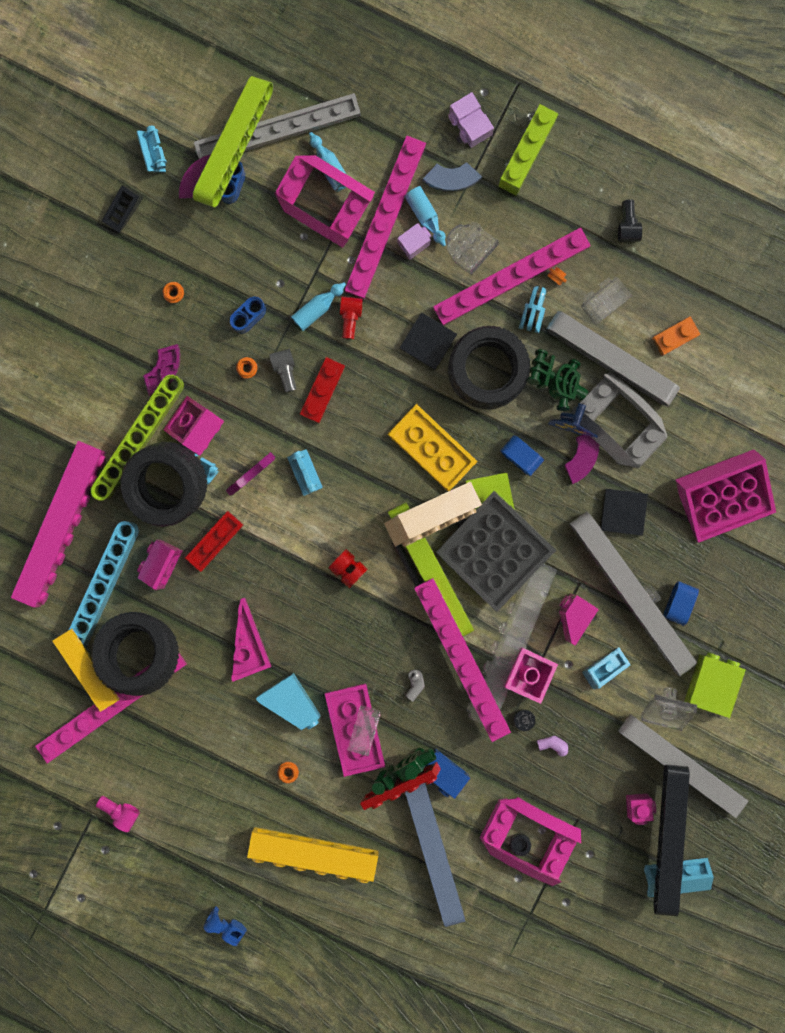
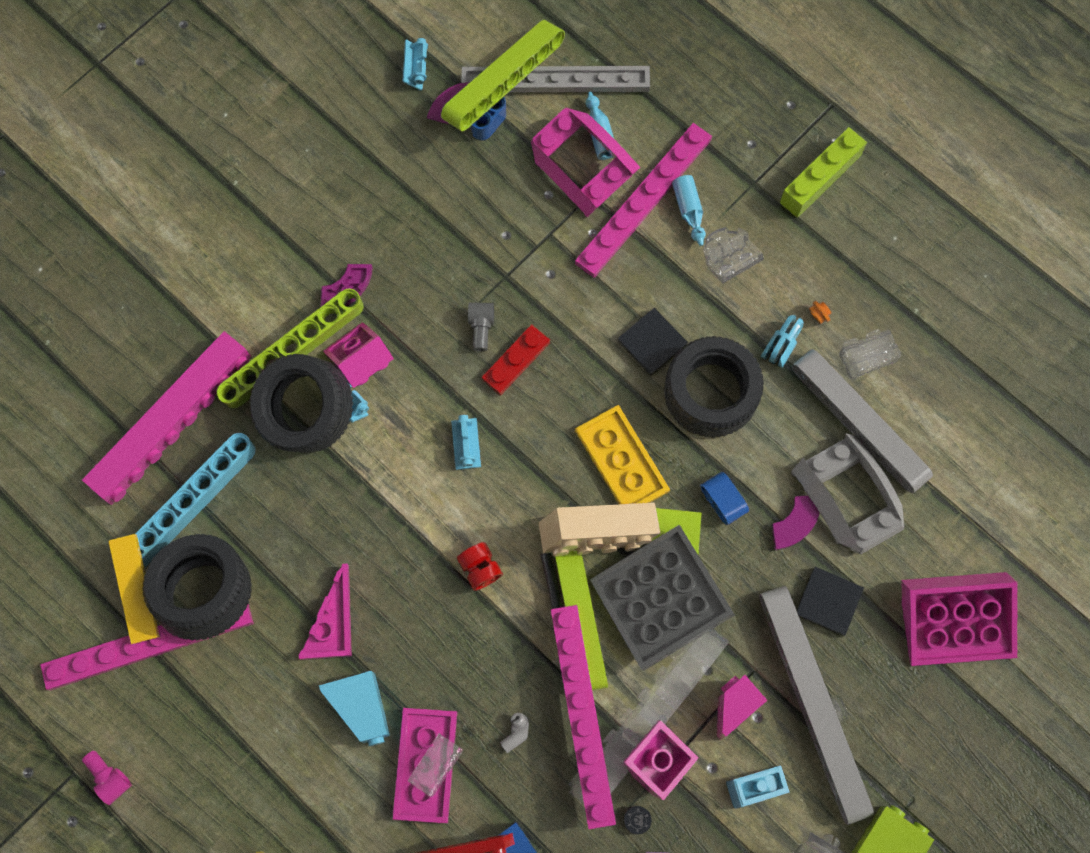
camera: 25 degrees right, 15 degrees down
(120, 197) = (374, 112): black slope -> none
(159, 564) = (264, 495): dark pink slope -> none
(173, 286) = (383, 205): orange plate -> none
(214, 541) = (336, 489): red plate -> none
(245, 312) = (456, 251): blue beam -> none
(246, 361) = (436, 305): orange plate -> none
(250, 474) = (393, 430): magenta tile -> none
(285, 778) = (318, 793): orange plate -> none
(316, 307) = (538, 269): medium azure wheel -> none
(351, 312) = (574, 284): red pin -> none
(406, 769) = (467, 831): dark green piece -> none
(414, 240) = (669, 230): lavender brick -> none
(452, 179) = (729, 180): sand blue tile -> none
(470, 120) = (768, 127): lavender brick -> none
(511, 276) = (767, 299): dark pink plate -> none
(560, 386) = (788, 430): dark green piece -> none
(571, 422) = (793, 476): shield -> none
(629, 229) = (916, 284): black pin -> none
(676, 336) = (942, 417): orange plate -> none
(681, 603) = (872, 732): blue beam -> none

